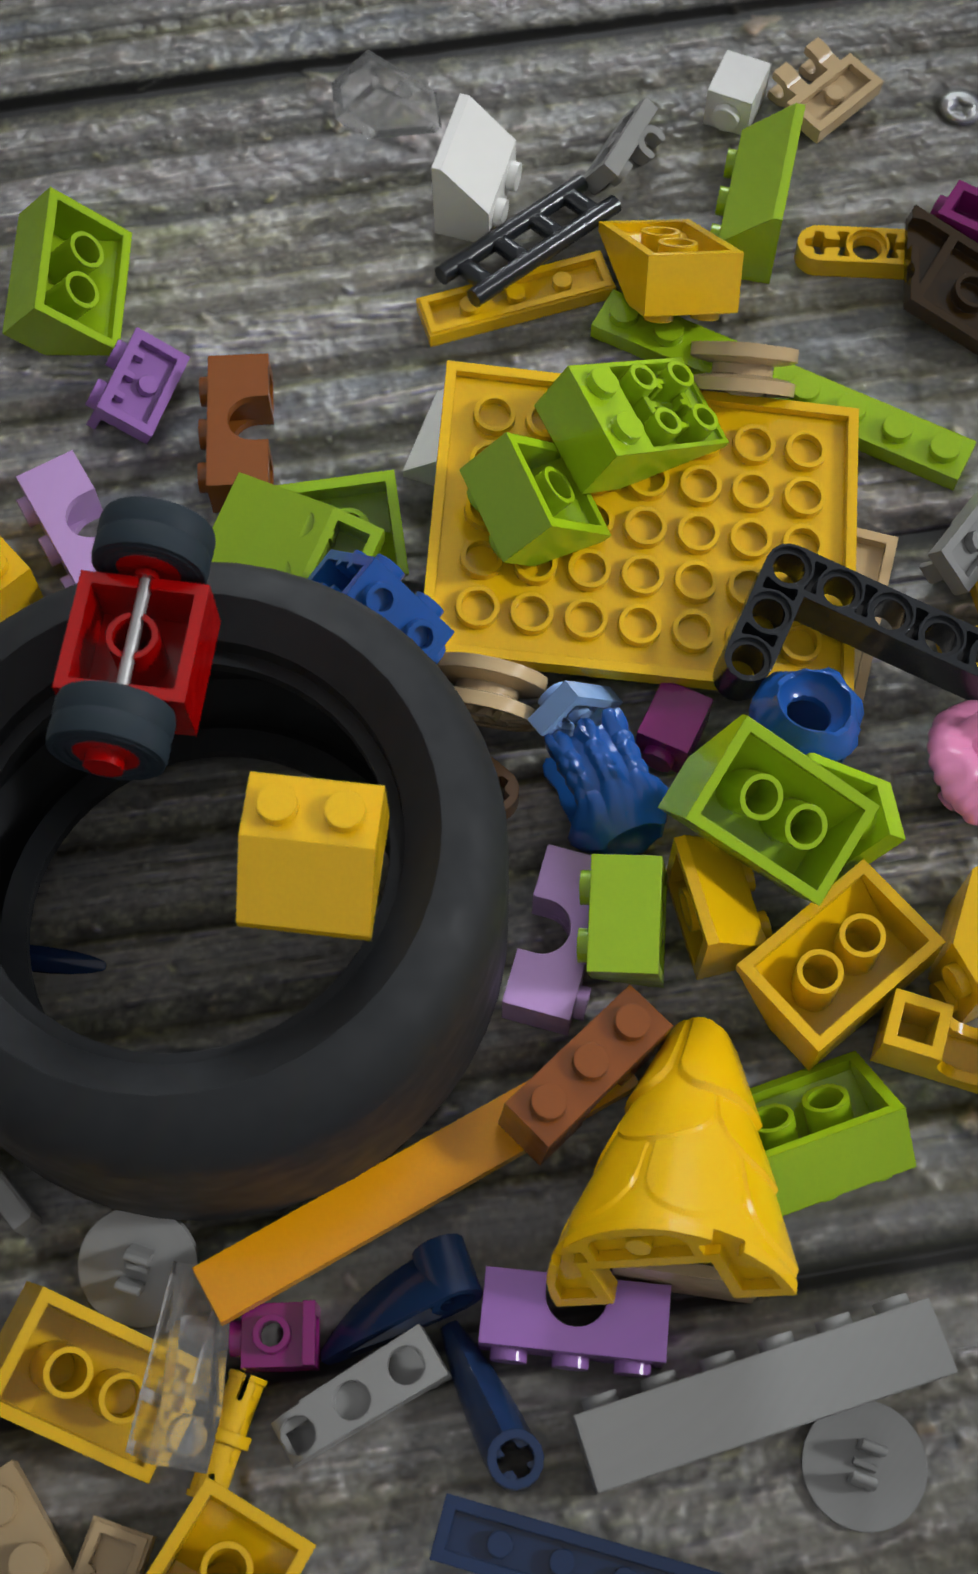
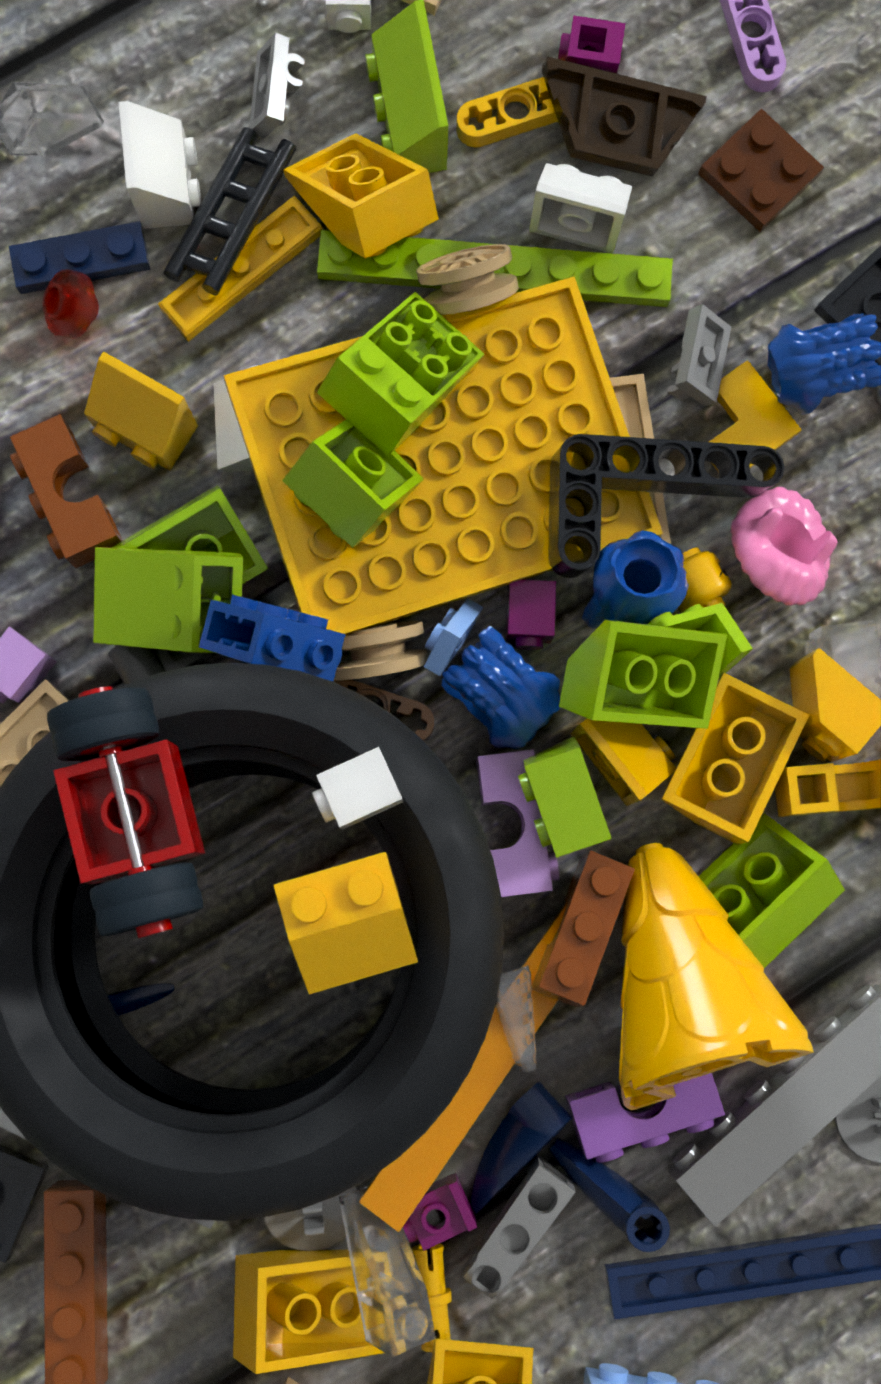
camera: 30 degrees left, 15 degrees up
(328, 265) = (70, 304): none -> clear red plate
(347, 382) = (138, 413): none -> yellow slope
(359, 234) = (94, 252): none -> dark blue plate
(386, 729) = (356, 789): none -> white brick
(471, 1114) = (517, 1017): none -> clear slope
(884, 757) = (705, 578): none -> yellow head
(892, 356) = (579, 207): none -> white slope

